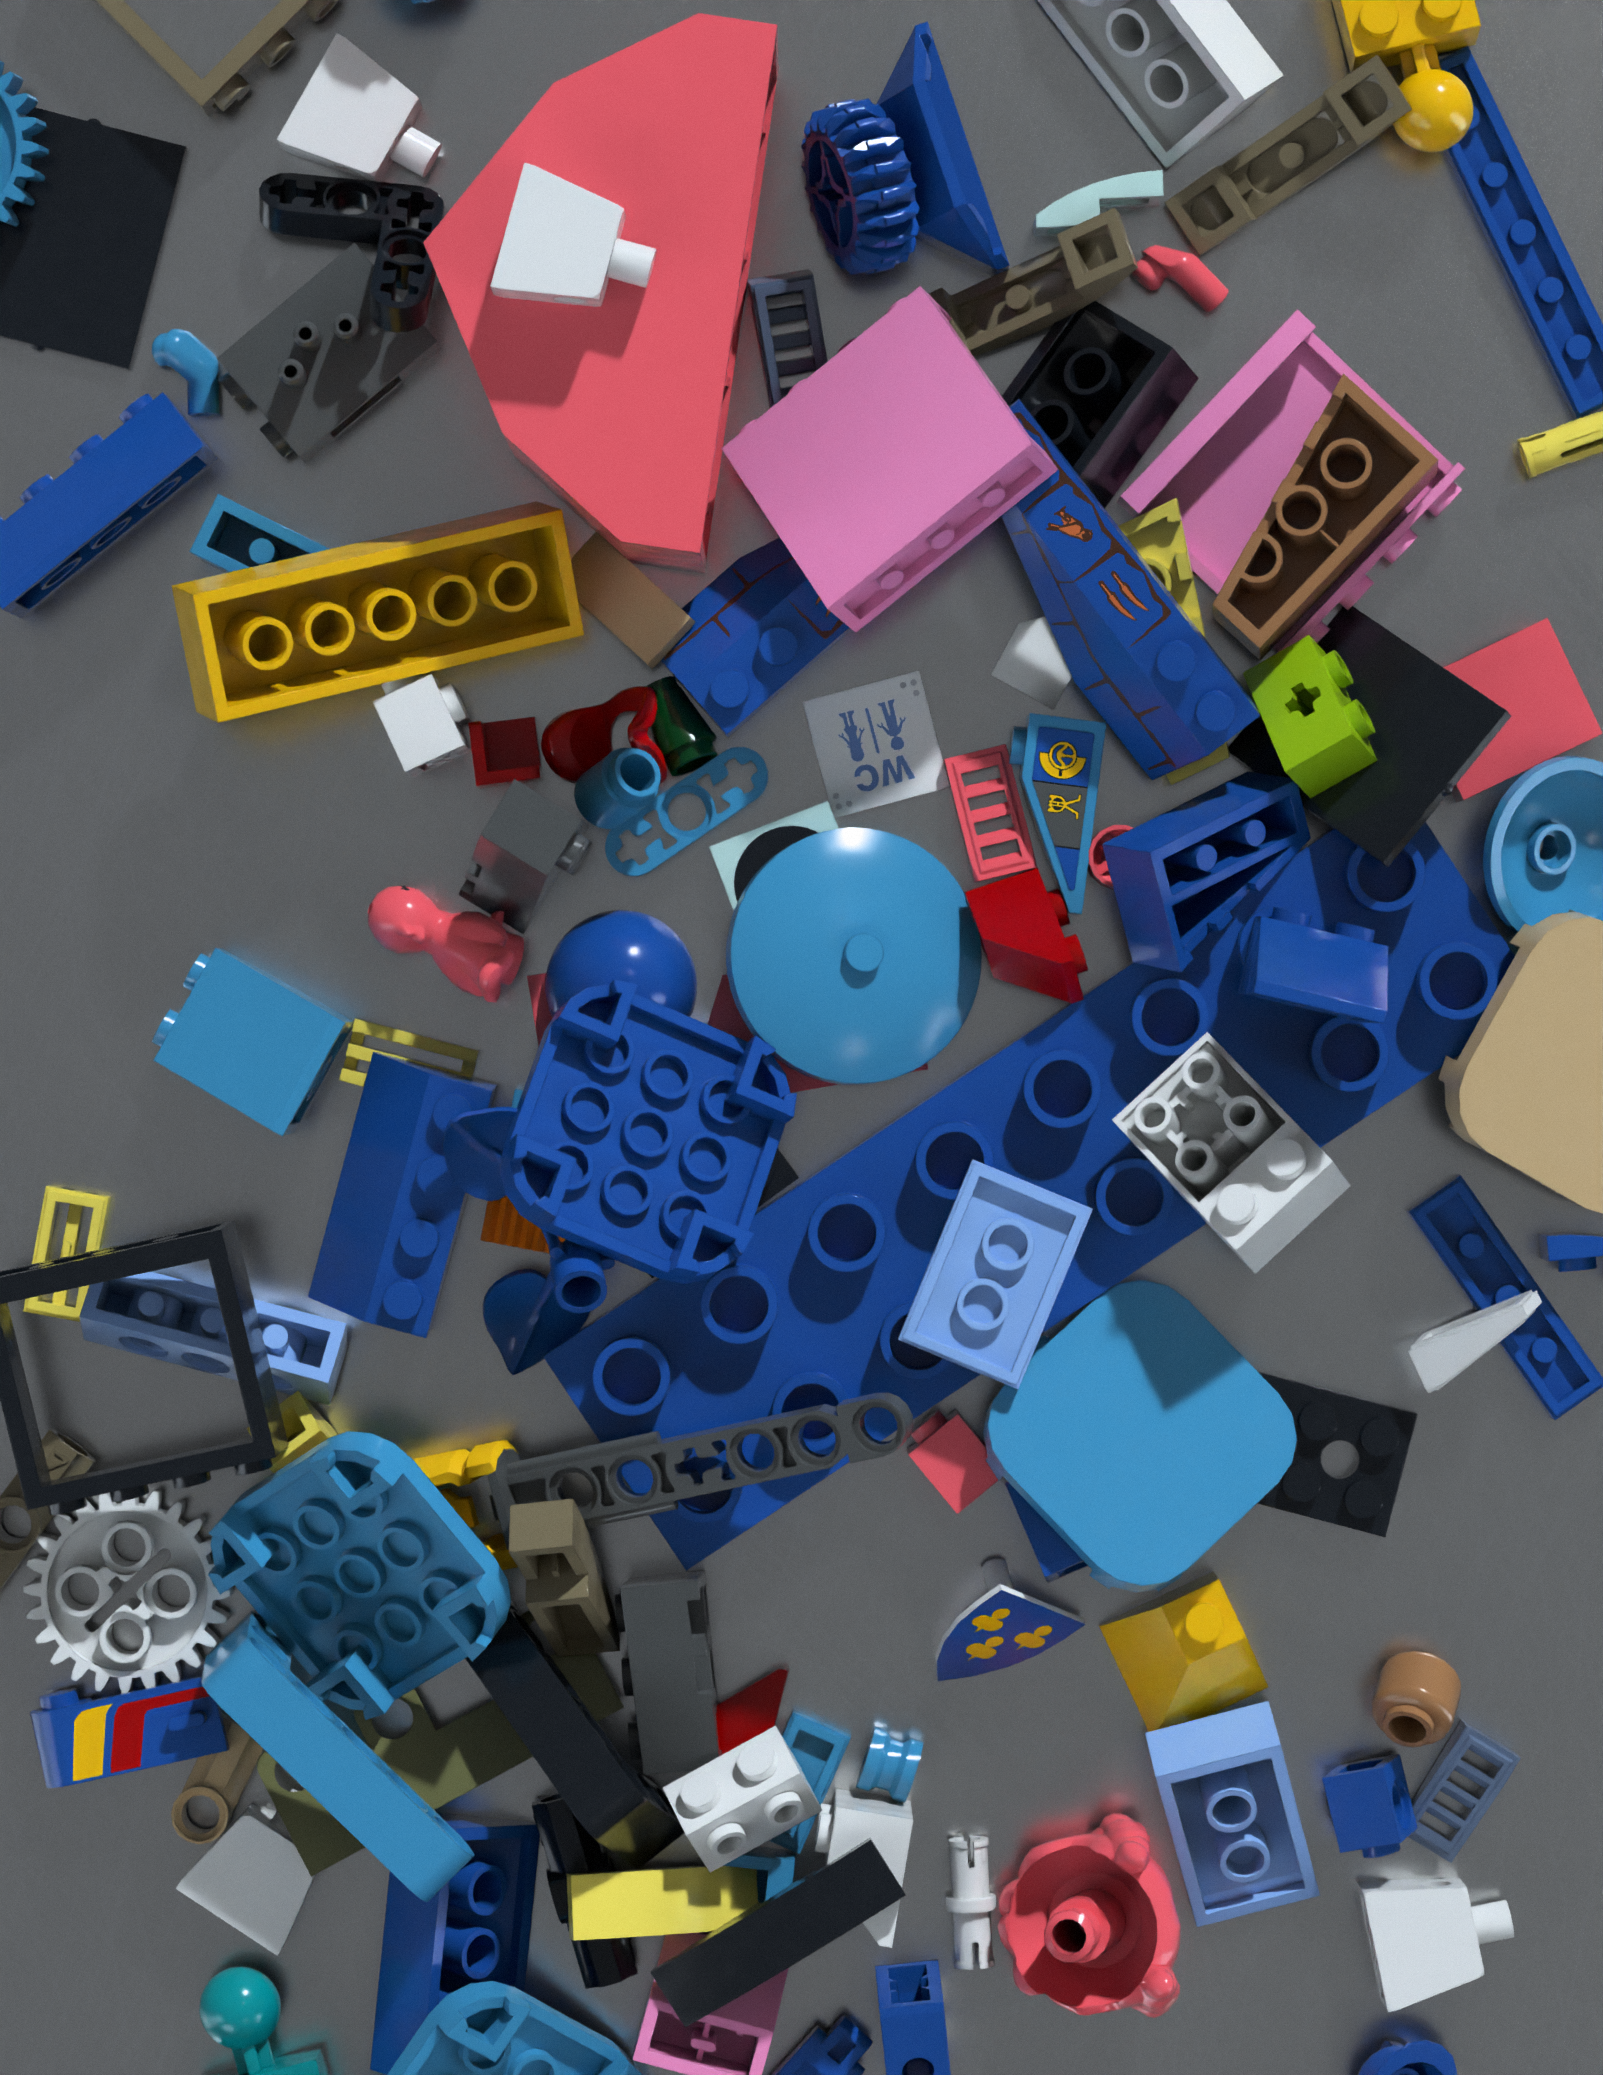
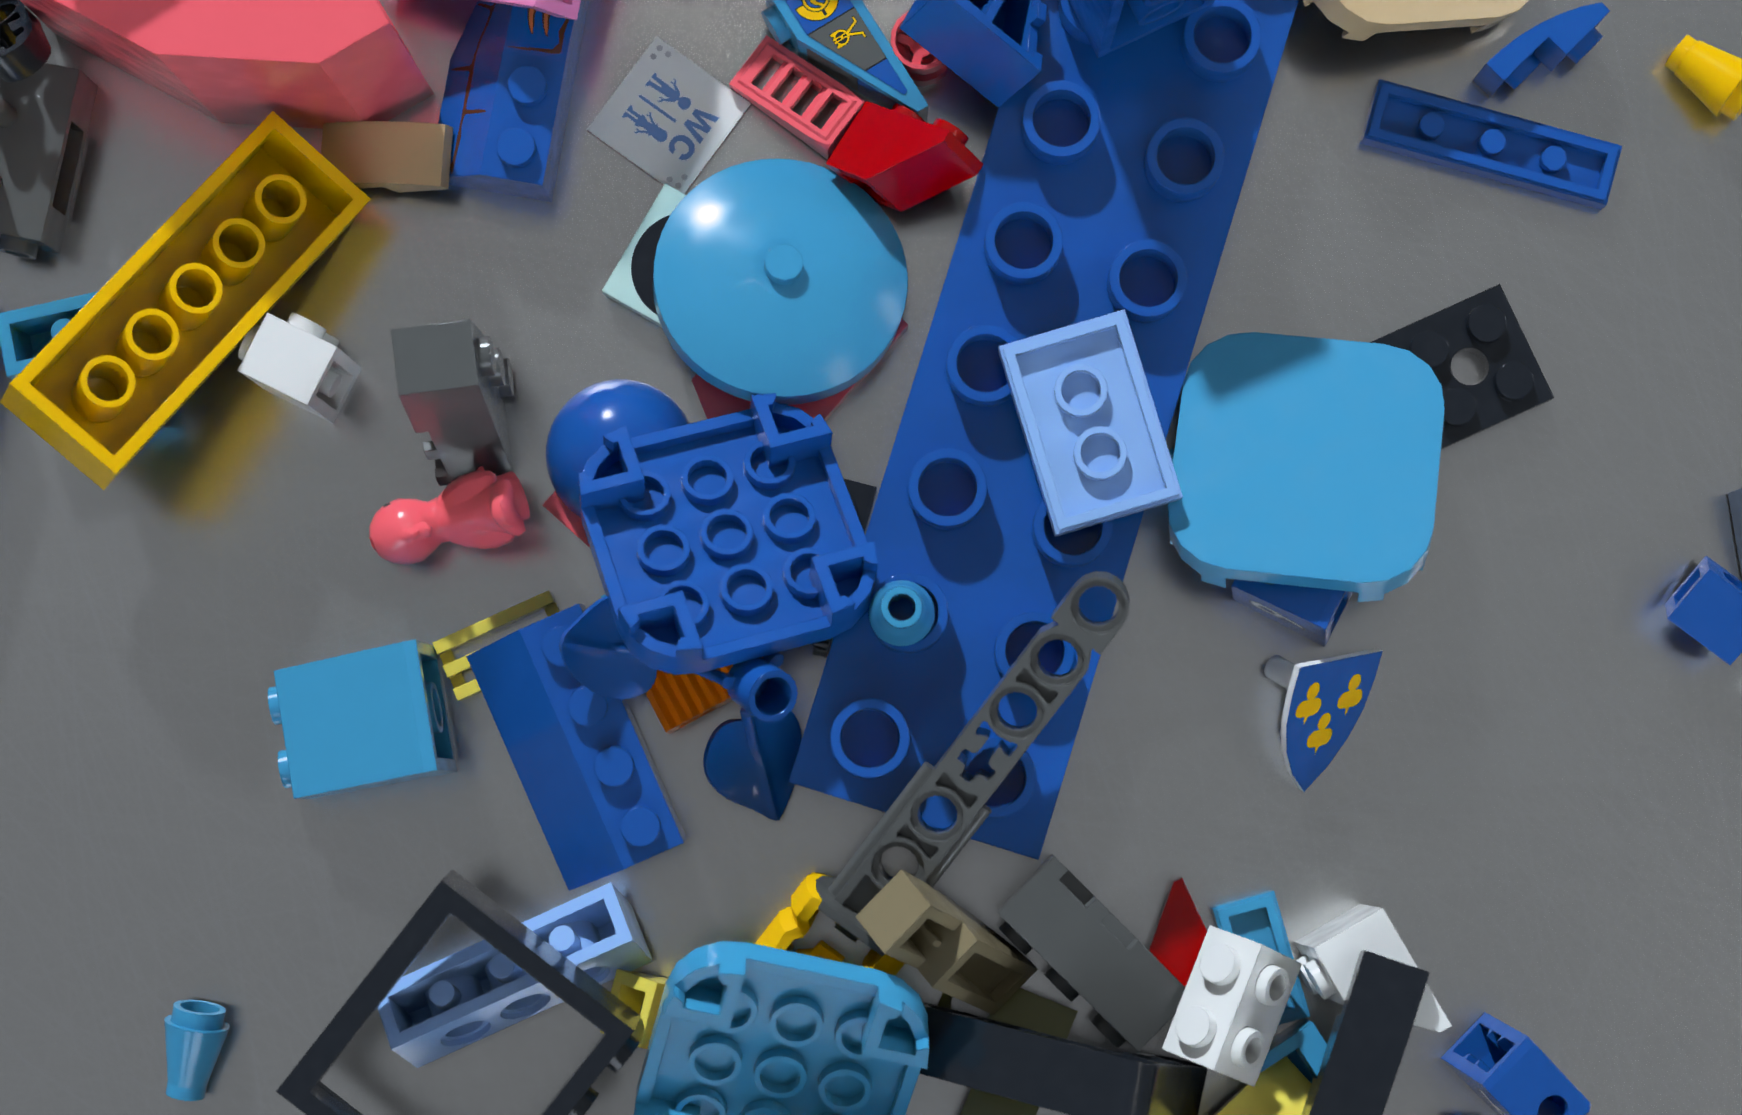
camera: 35 degrees left, 5 degrees down
(77, 1201) = (324, 1013): light yellow tile -> none
(505, 752) = (373, 342): red panel -> none
(584, 735) = (438, 288): red piece -> none
(617, 787) = (492, 291): dark azure brick -> none
(680, 729) = (505, 220): dark green cone -> none
(735, 797) = (592, 240): dark azure beam -> none
(737, 1284) = (901, 632): none -> dark azure cone
(889, 1764) = (1322, 886): dark azure wheel -> none
(952, 1458) = (1175, 604): coral brick -> none
(971, 1902) = (1475, 944): white pin -> none
(1094, 1922) = (1589, 877): coral piece -> none
(1184, 1654) = (1477, 613): yellow slope -> none
(1232, 1152) = (1198, 176): white slope -> none
(1232, 1813) = (1618, 705): light blue slope -> none
(1416, 1698) = (1685, 498): medium nougat head -> none
(1456, 1345) = (1489, 200): white slope -> none

